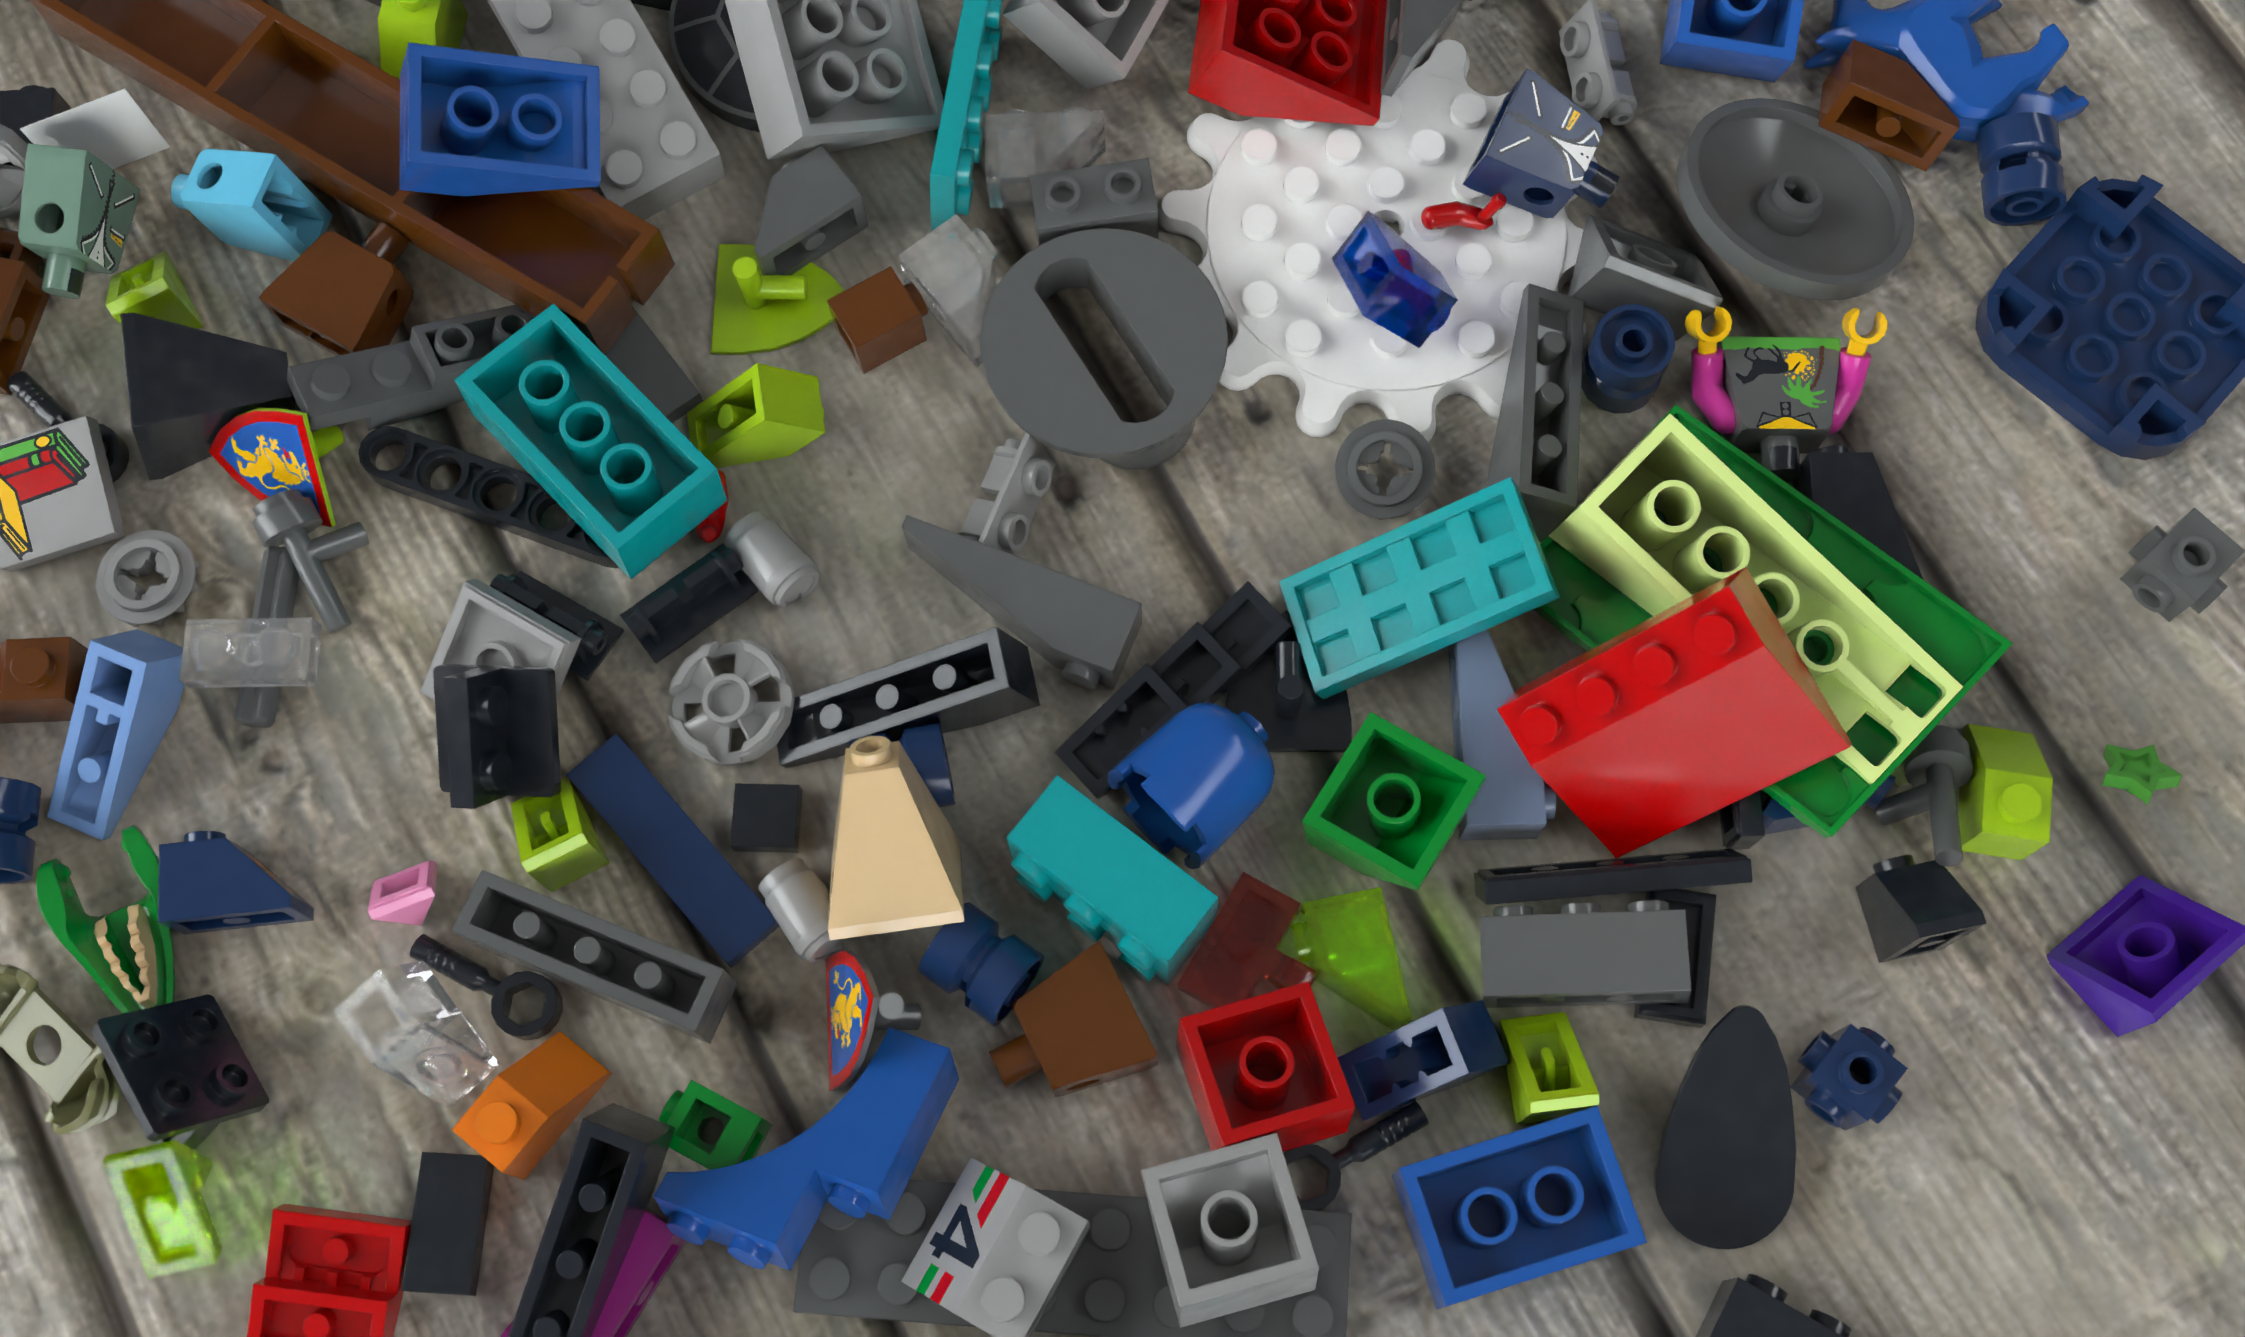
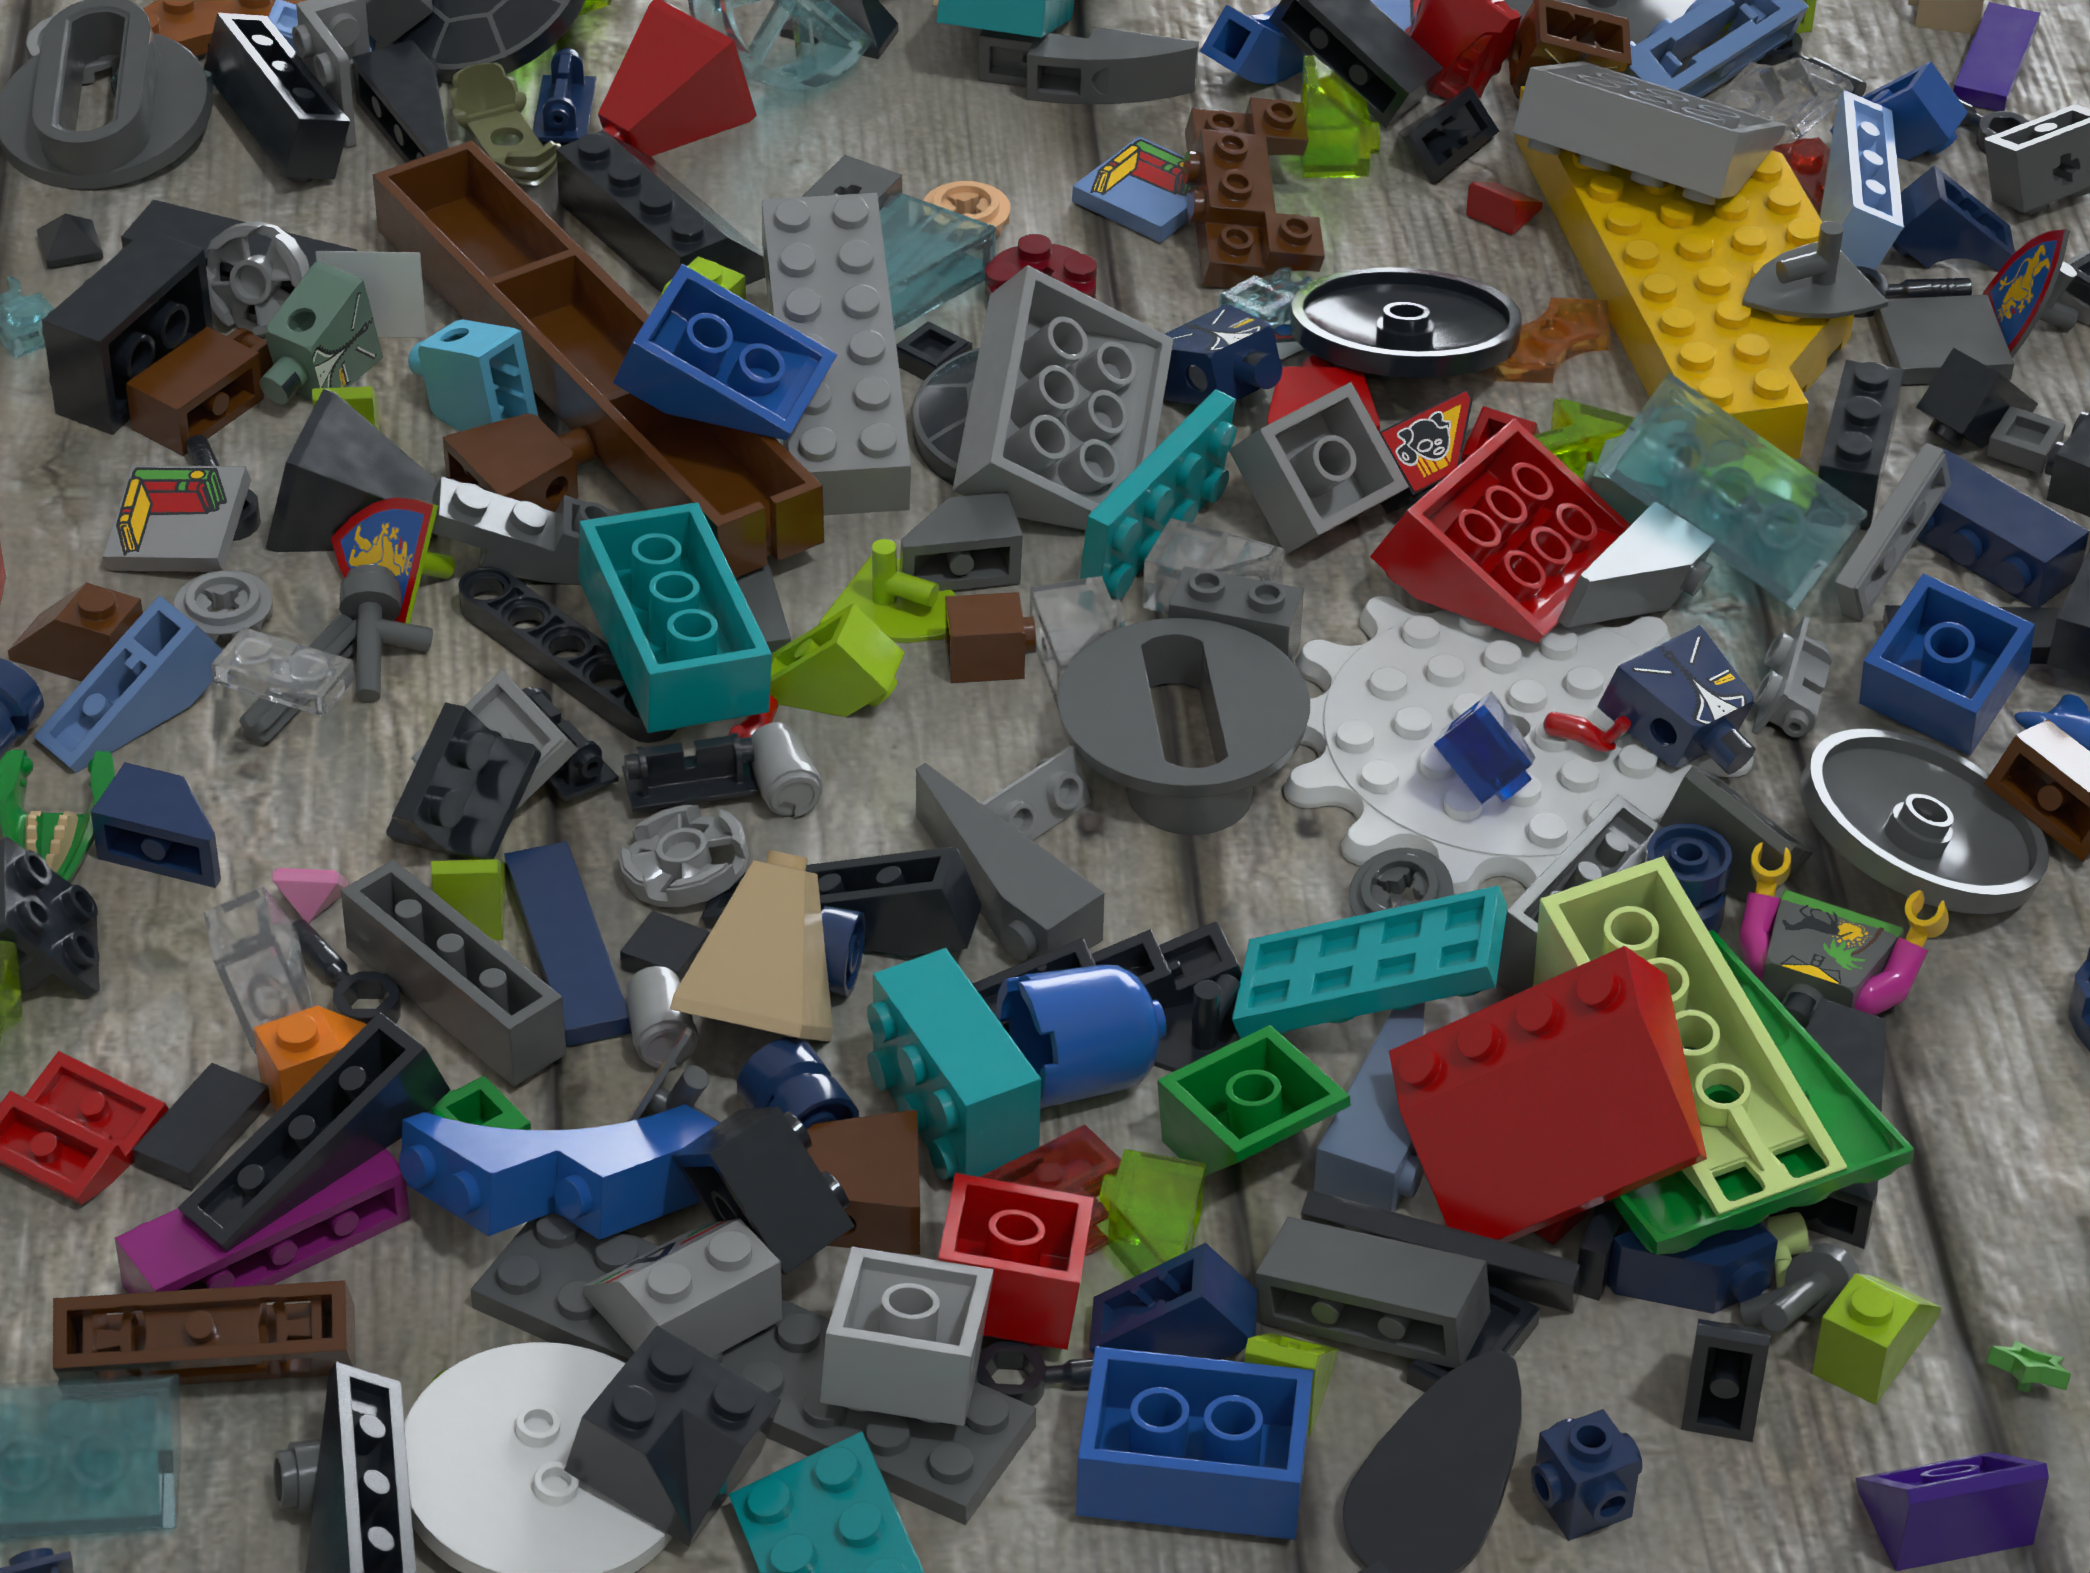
camera: 20 degrees right, 30 degrees down
(1021, 1126) = (762, 1173): none -> black slope

